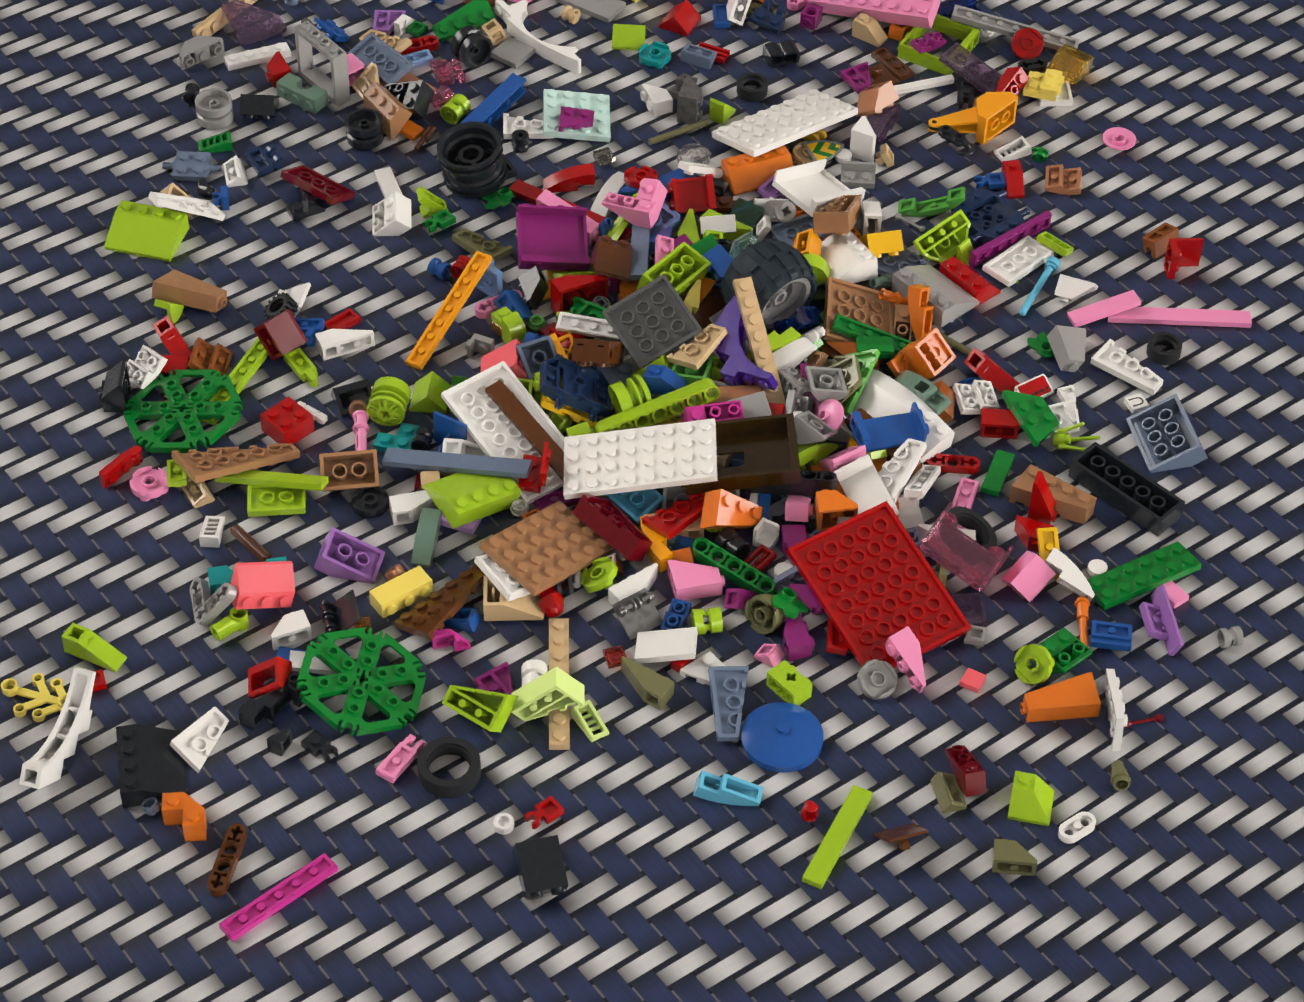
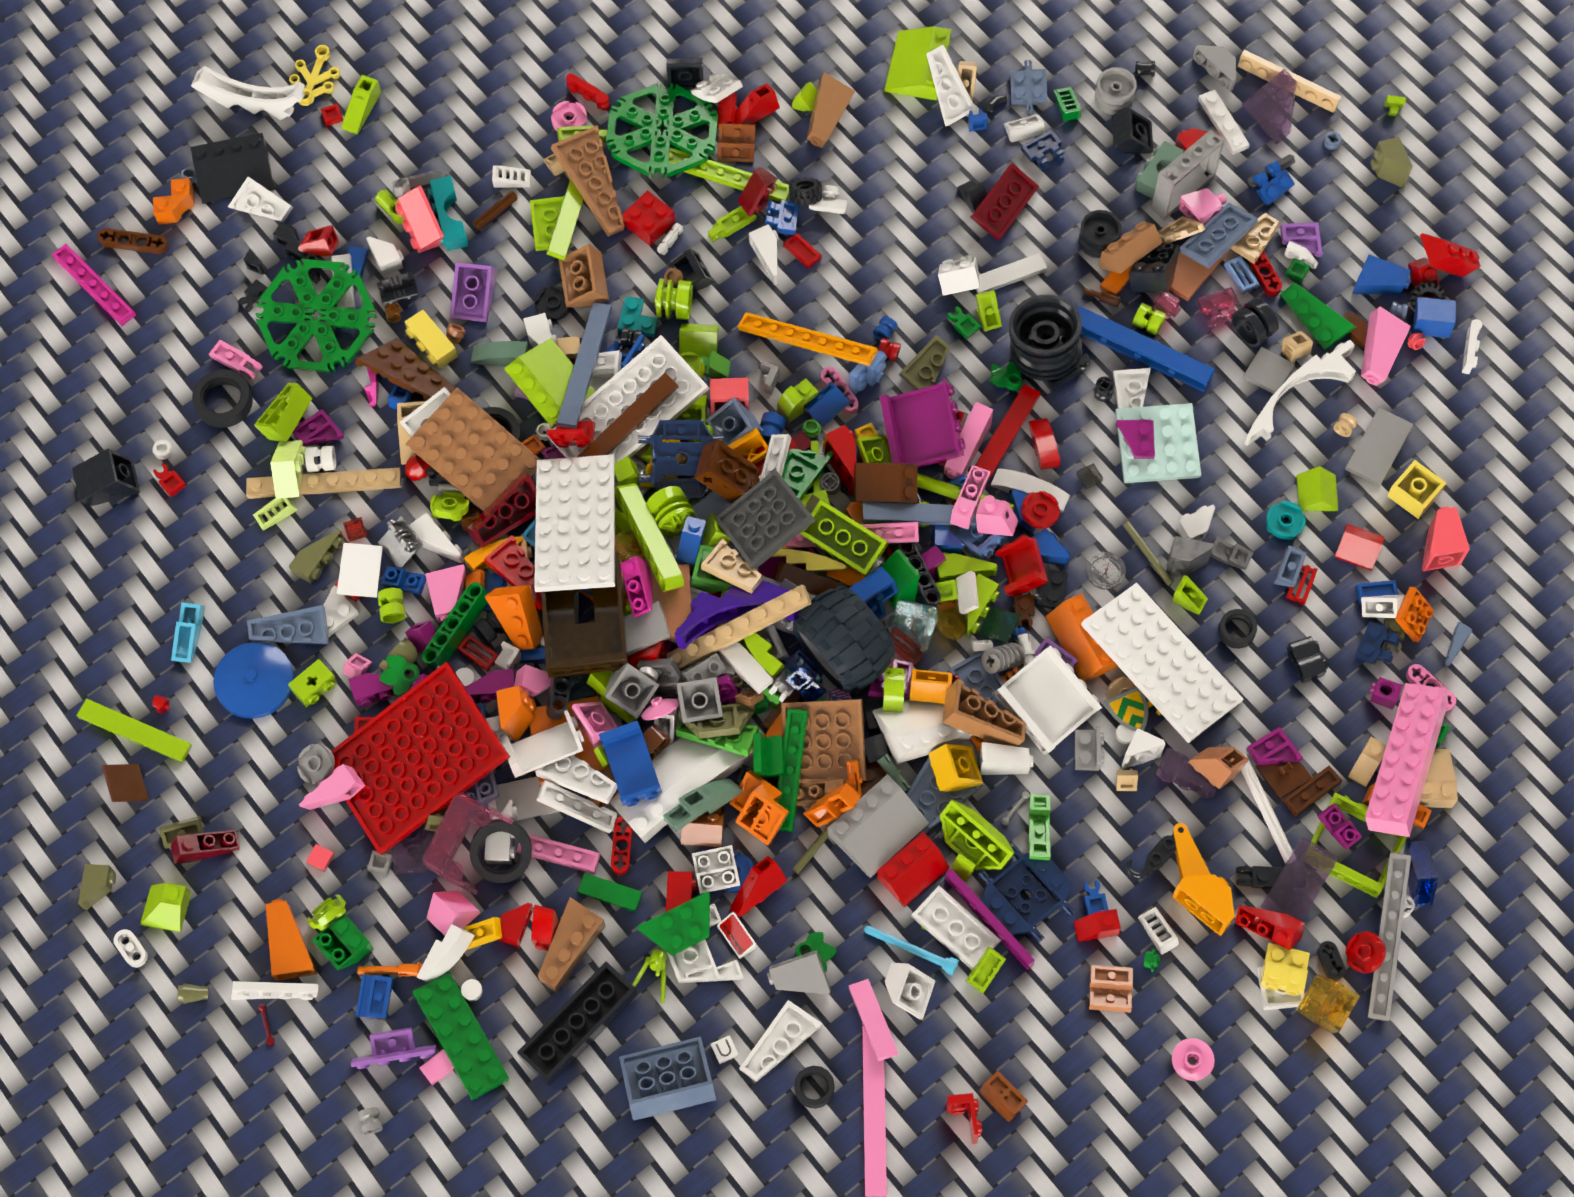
camera: 90 degrees right, 20 degrees up
(360, 429) = (645, 283): bright pink pin -> none
(533, 286) = (858, 417): slope -> none
(700, 169) = (1066, 571): white hinge -> none

